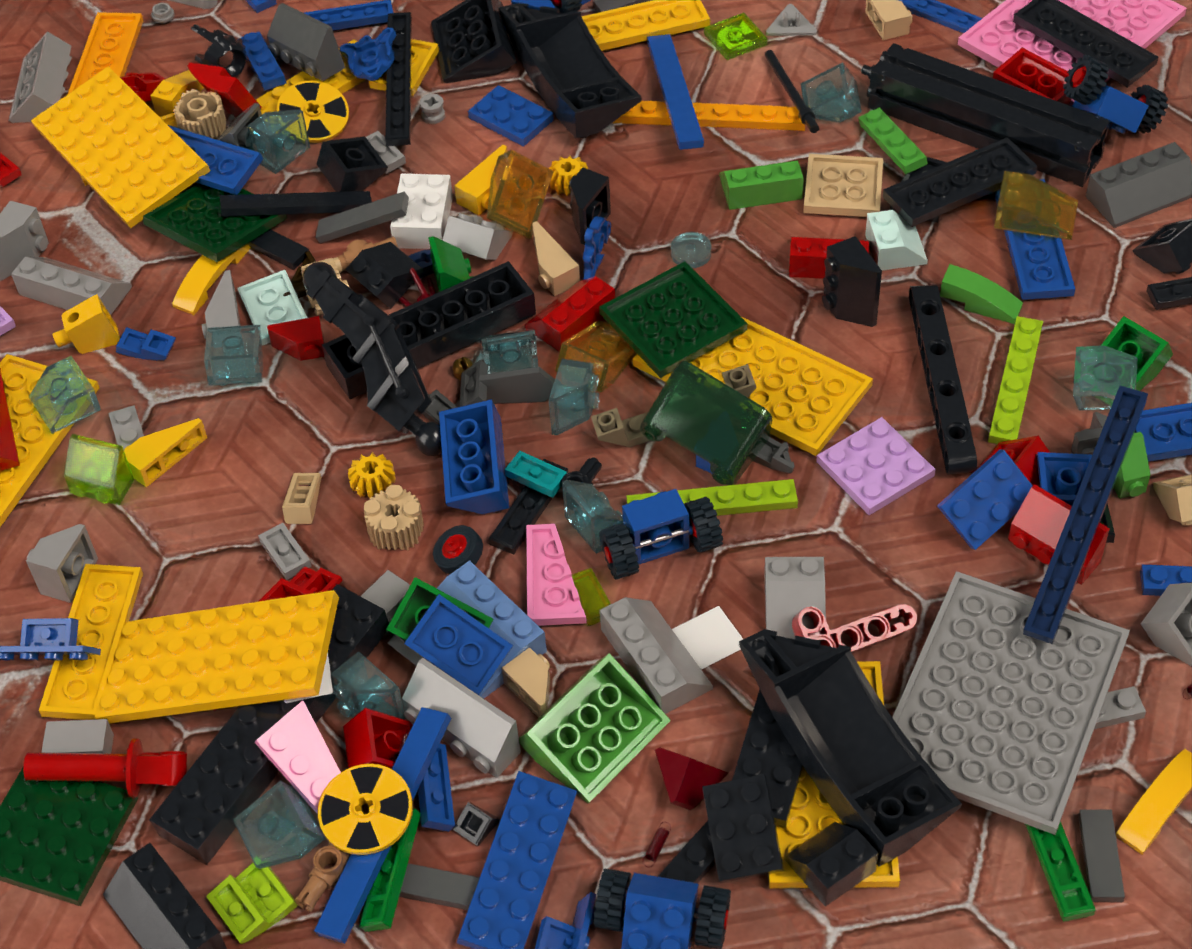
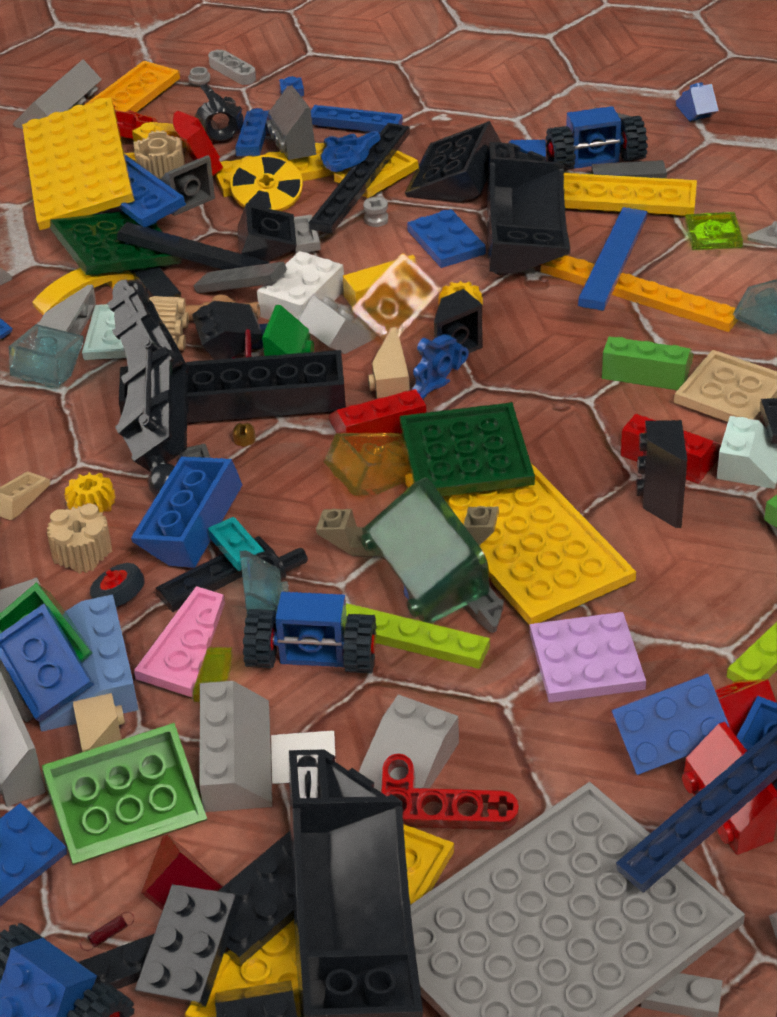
camera: 25 degrees right, 10 degrees down
(279, 138) = (216, 194): clear light blue slope -> none
(298, 338) = (107, 359): red slope -> none
(504, 387) = (270, 460): dark grey piece -> none
(509, 351) = (290, 431): clear light blue slope -> none
(572, 395) = (316, 484): clear light blue slope -> none
(692, 248) = (536, 401): clear light blue piece -> none
(805, 113) = (730, 311): black bar -> none
(942, 380) = (712, 594): black beam -> none

